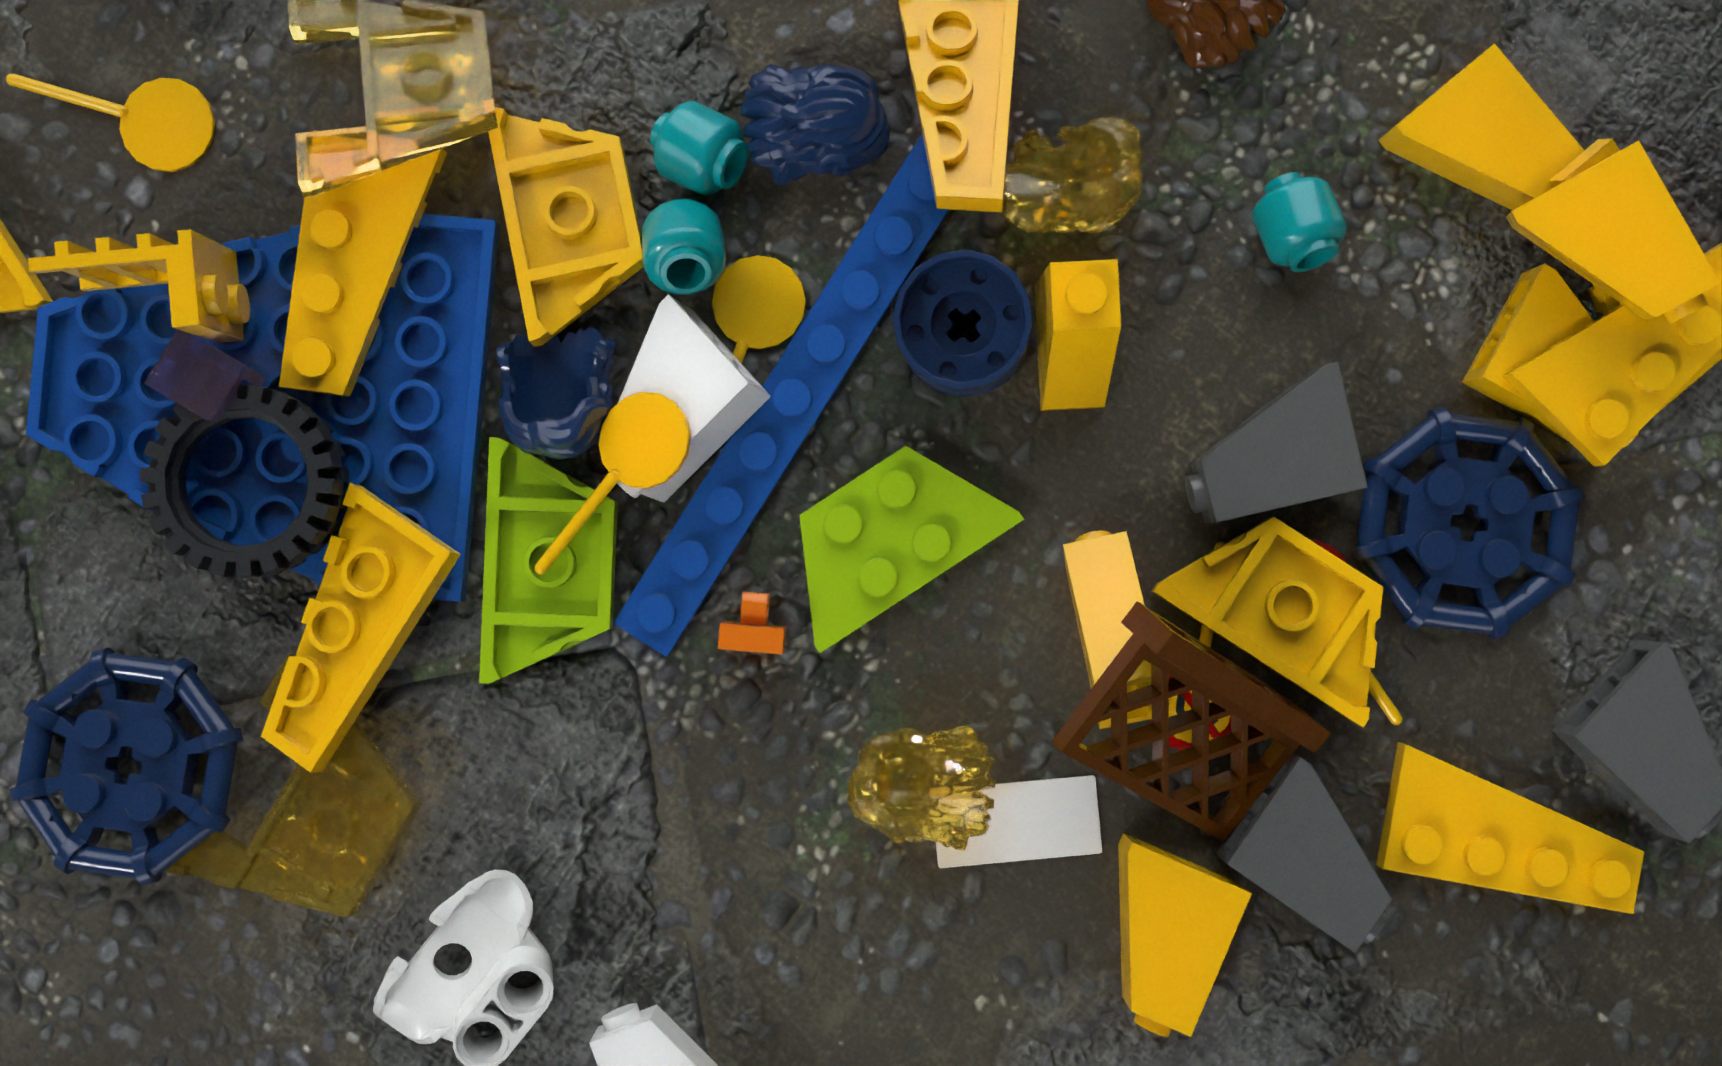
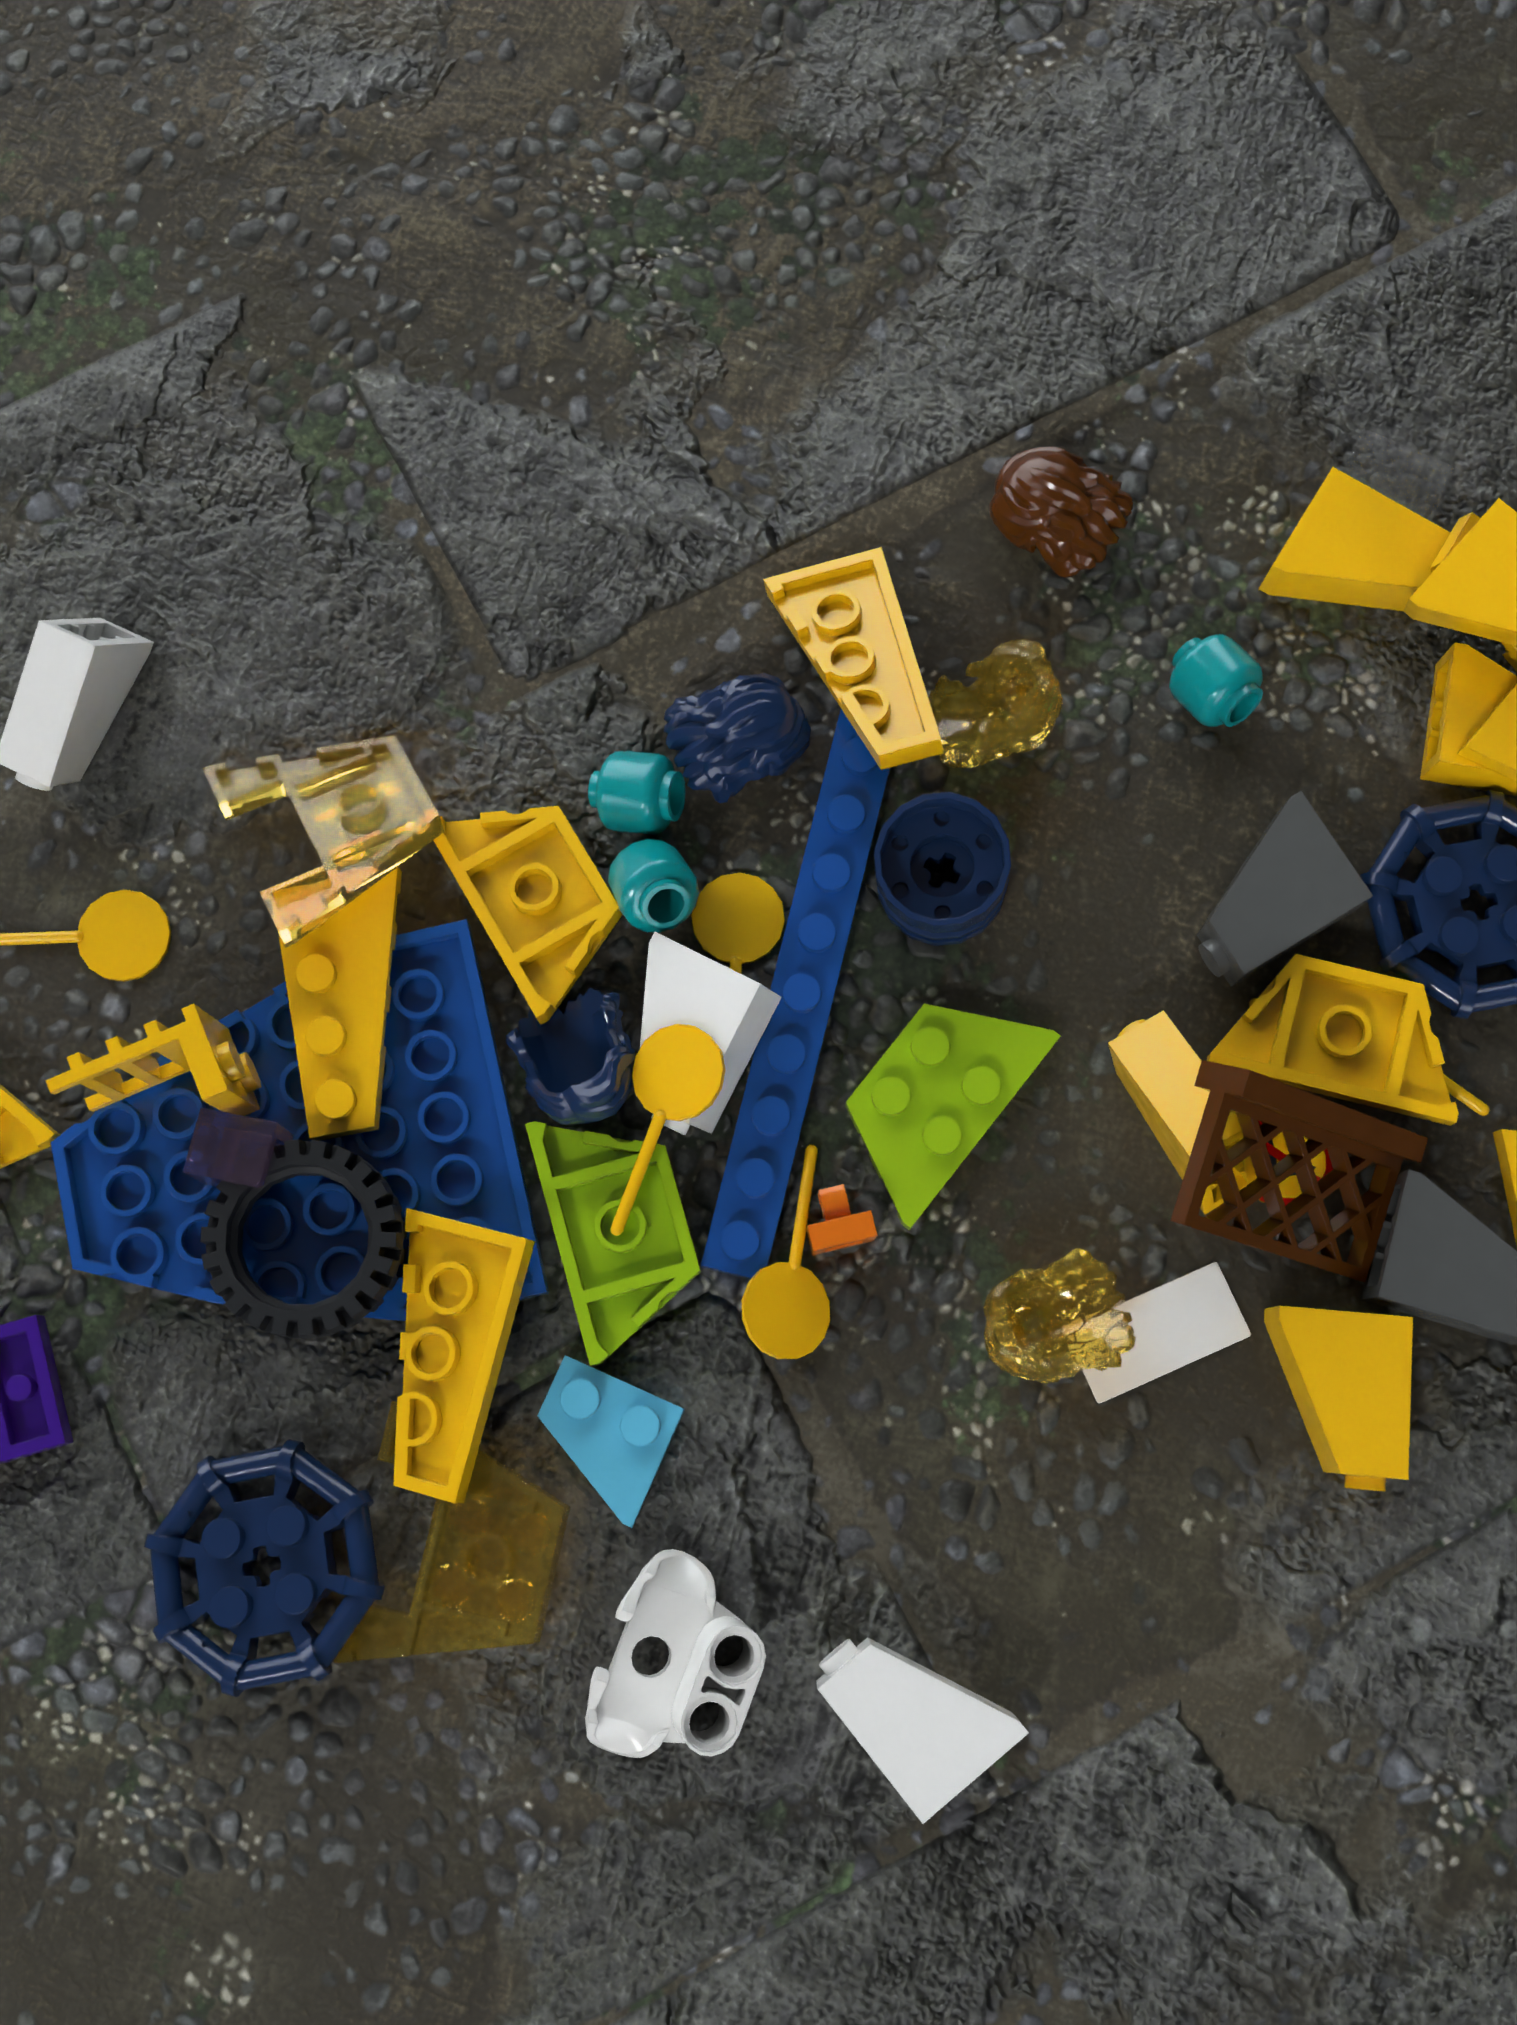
camera: 15 degrees left, 10 degrees down
(481, 747) = (610, 1432): none -> medium azure wing
(681, 684) = (785, 1302): none -> yellow piece
(1077, 332) = (1051, 841): yellow slope -> none

